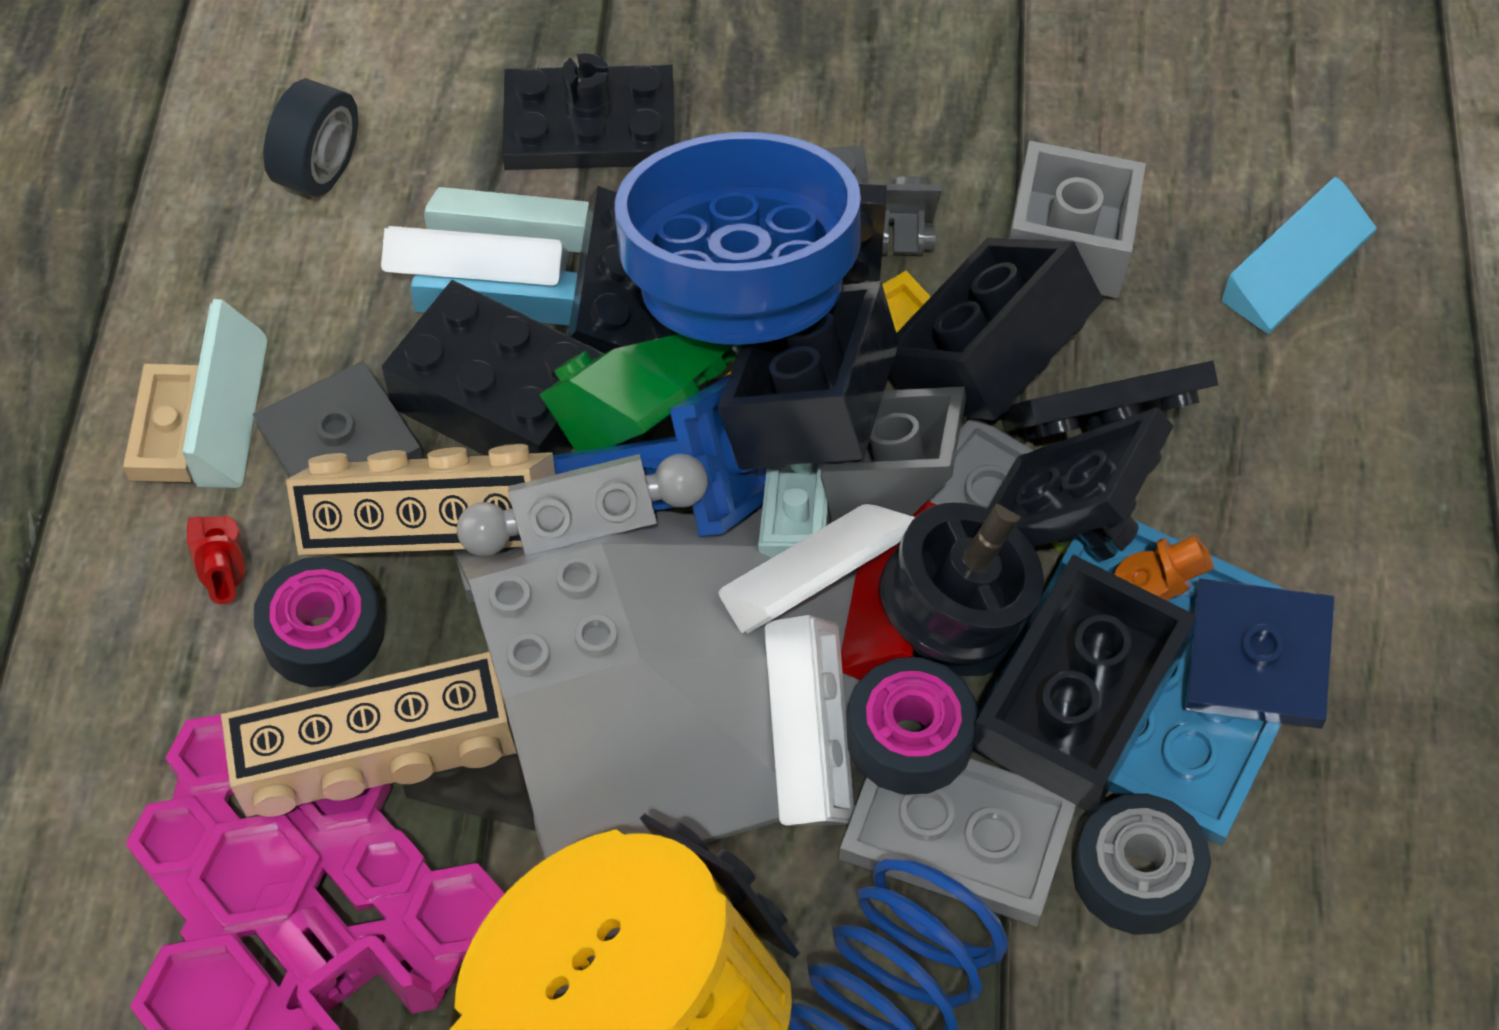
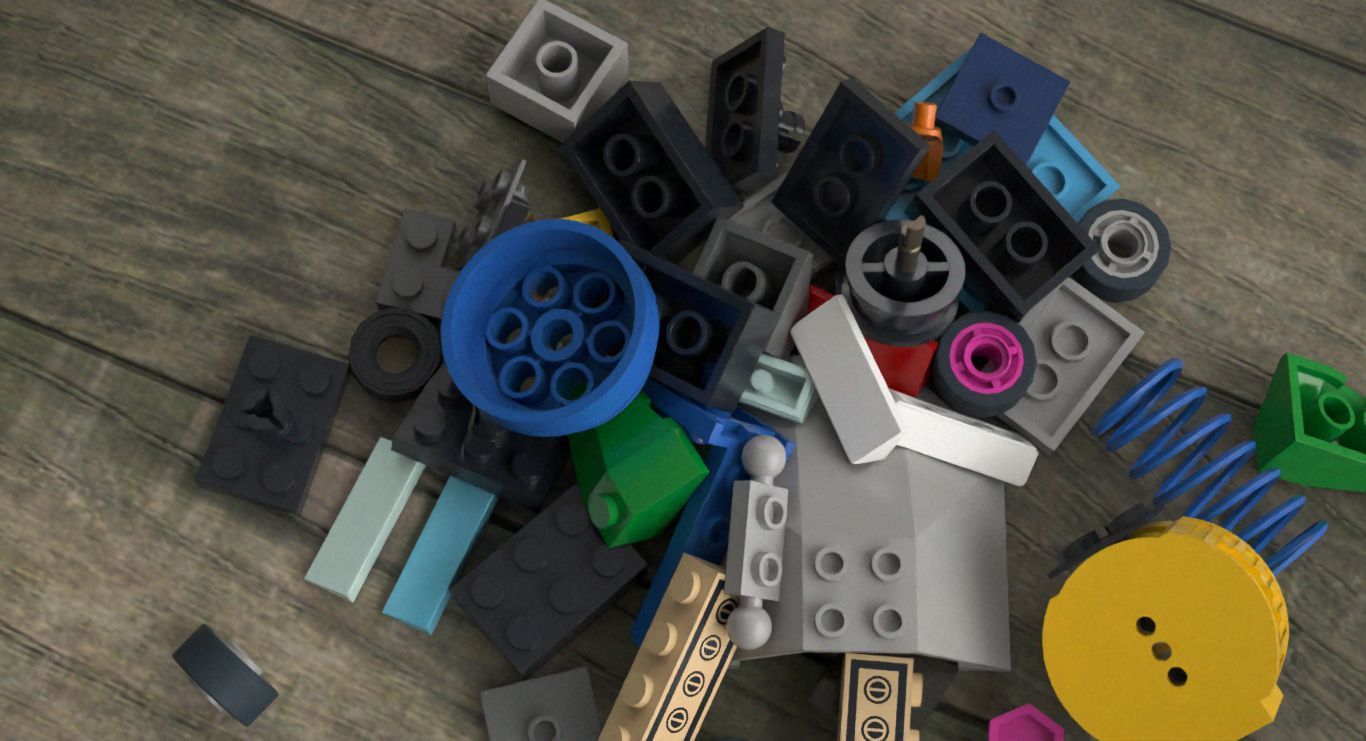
camera: 75 degrees left, 15 degrees up
(473, 256) = (405, 567): white slope -> none

